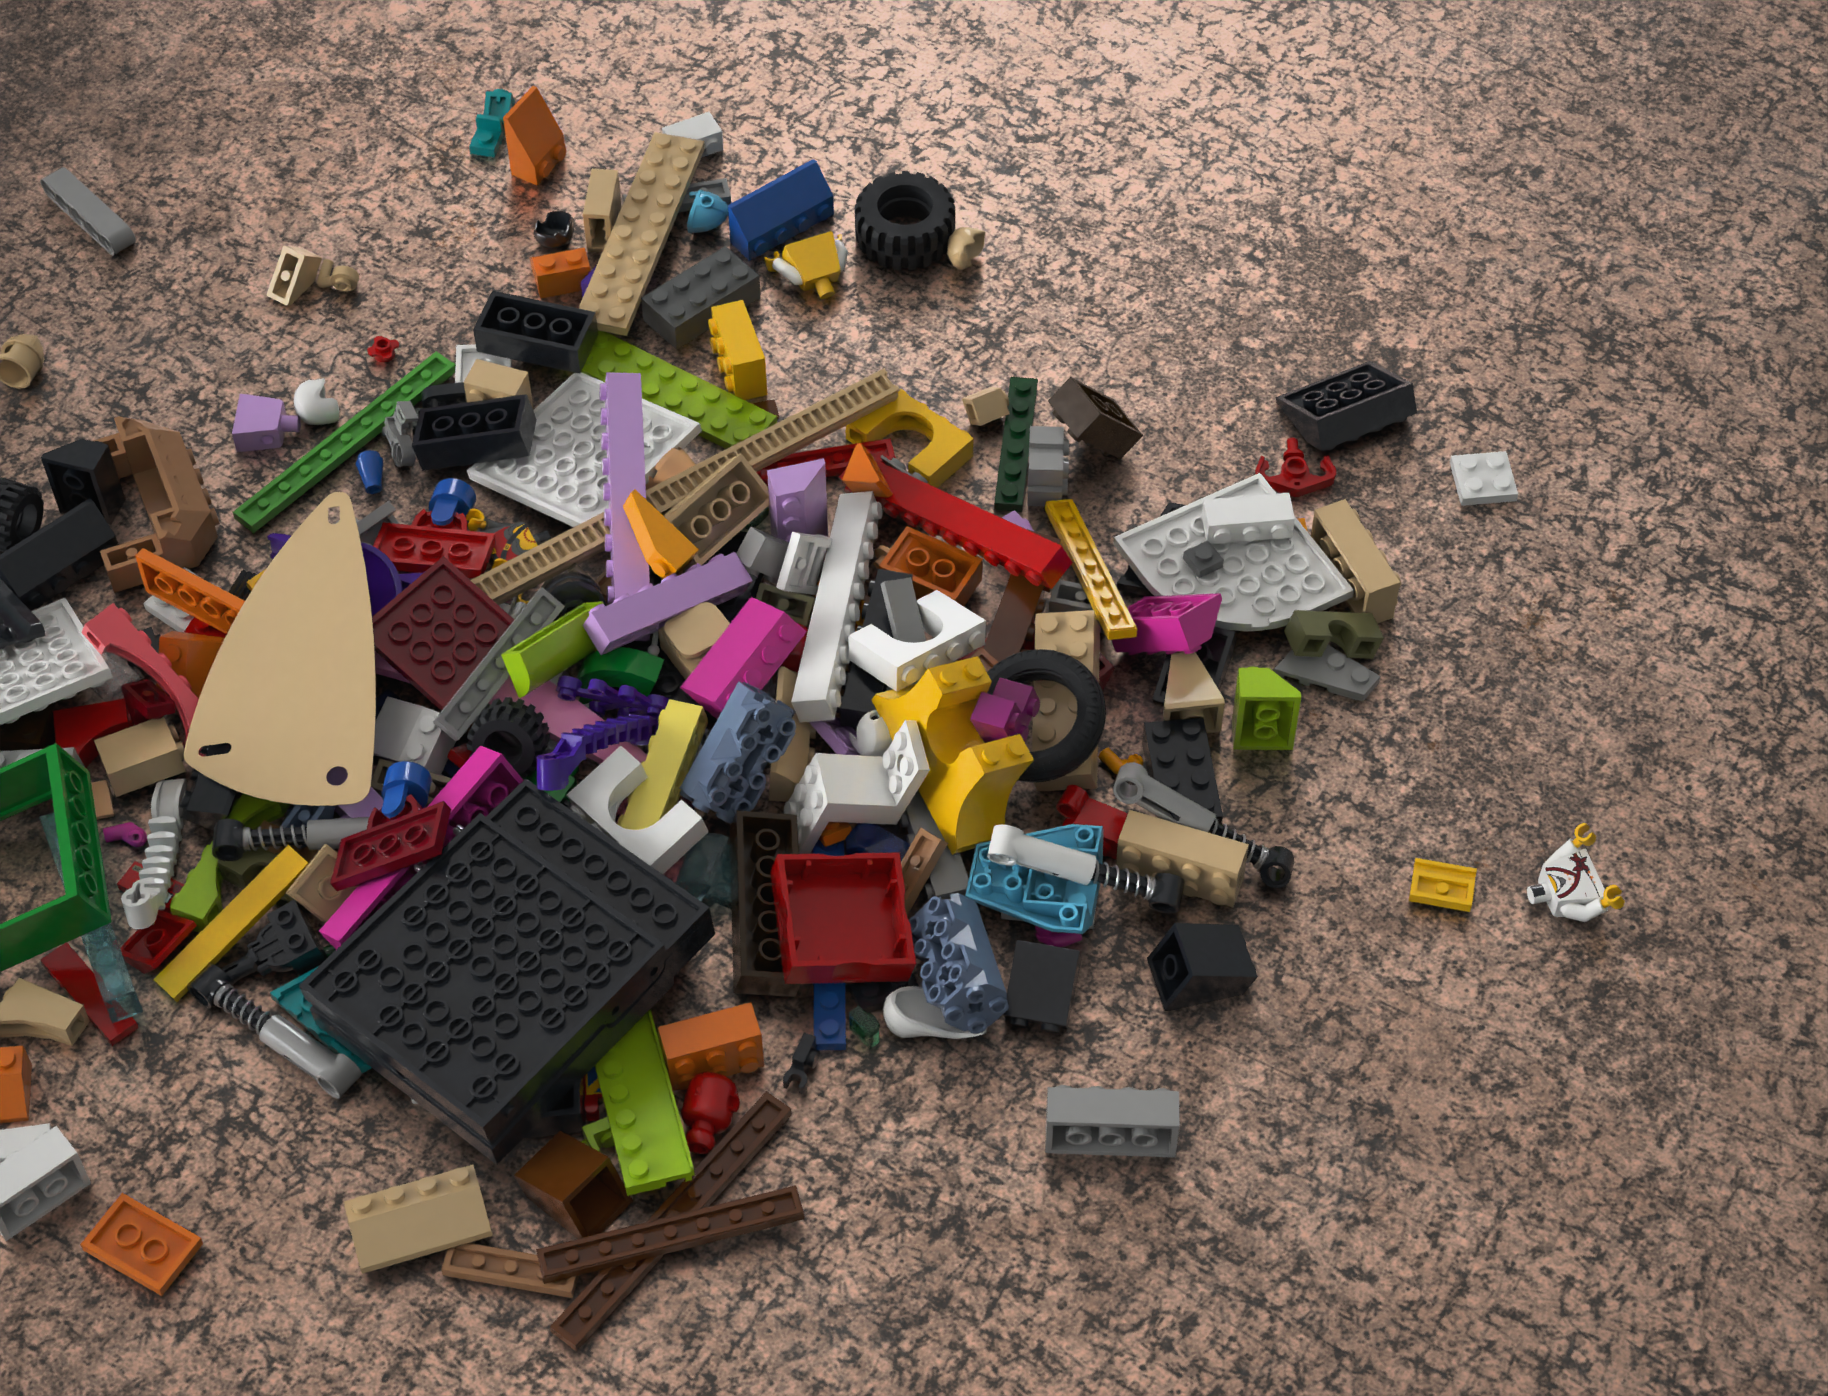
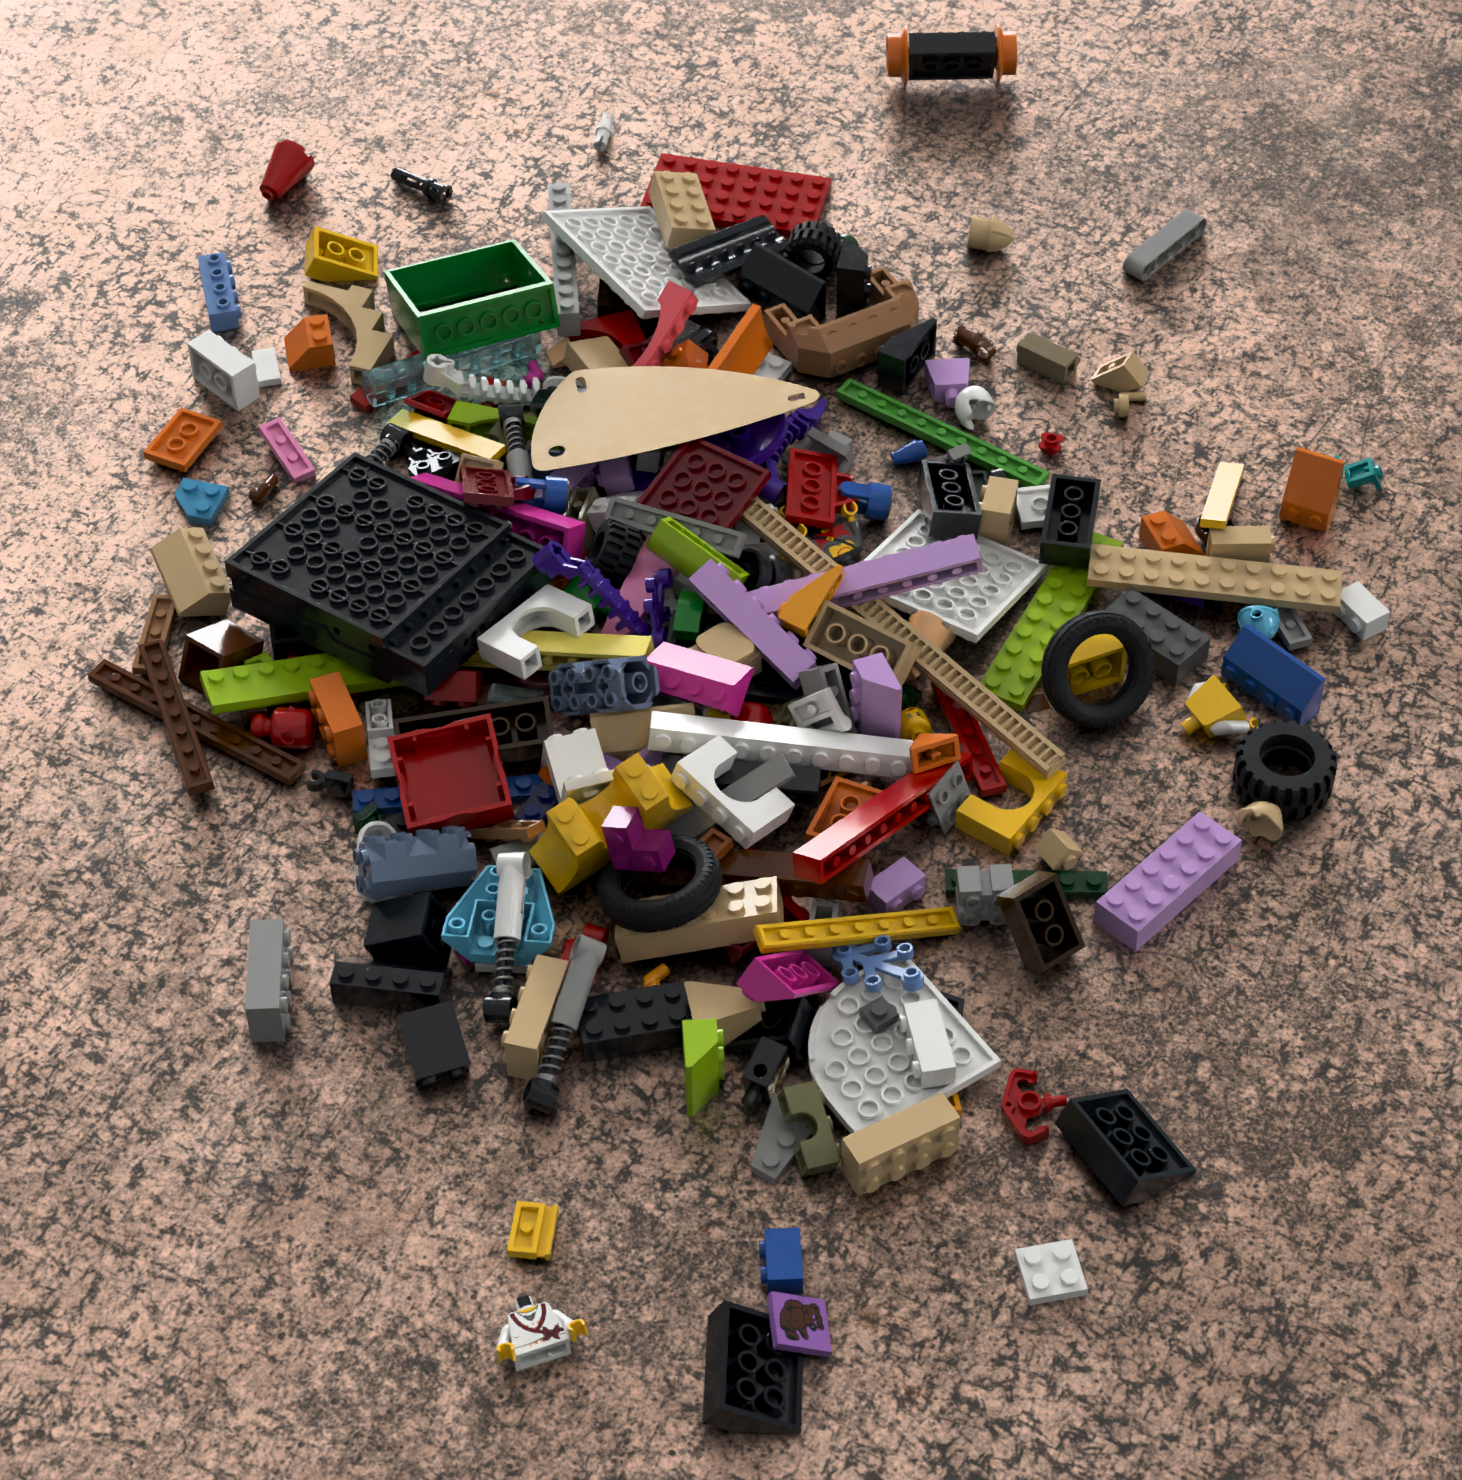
camera: 85 degrees right, 5 degrees down
(201, 1113) = (287, 450): none -> bright pink hinge
(204, 394) = (974, 342): none -> reddish brown connector
(226, 449) = (905, 356): none -> black slope
(247, 333) = (1047, 358): none -> dark tan brick
(262, 1223) = (201, 500): none -> dark azure plate
(263, 1139) = (264, 489): none -> reddish brown arm
(522, 207) = (1222, 495): none -> tile
(769, 1005) = (379, 727): none -> white slope
(773, 326) = (1137, 683): none -> black tyre
(1031, 327) = (1167, 881): none -> lavender brick
(1106, 1007) = (388, 984): none -> black slope
(1138, 558) = (849, 955): none -> medium blue plant
(1259, 653) = (765, 1072): none -> black torso
(1480, 675) = (782, 1260): none -> blue brick
(1555, 667) = (799, 1324): none -> medium lavender tile
(1607, 712) = (746, 1379): none -> black slope

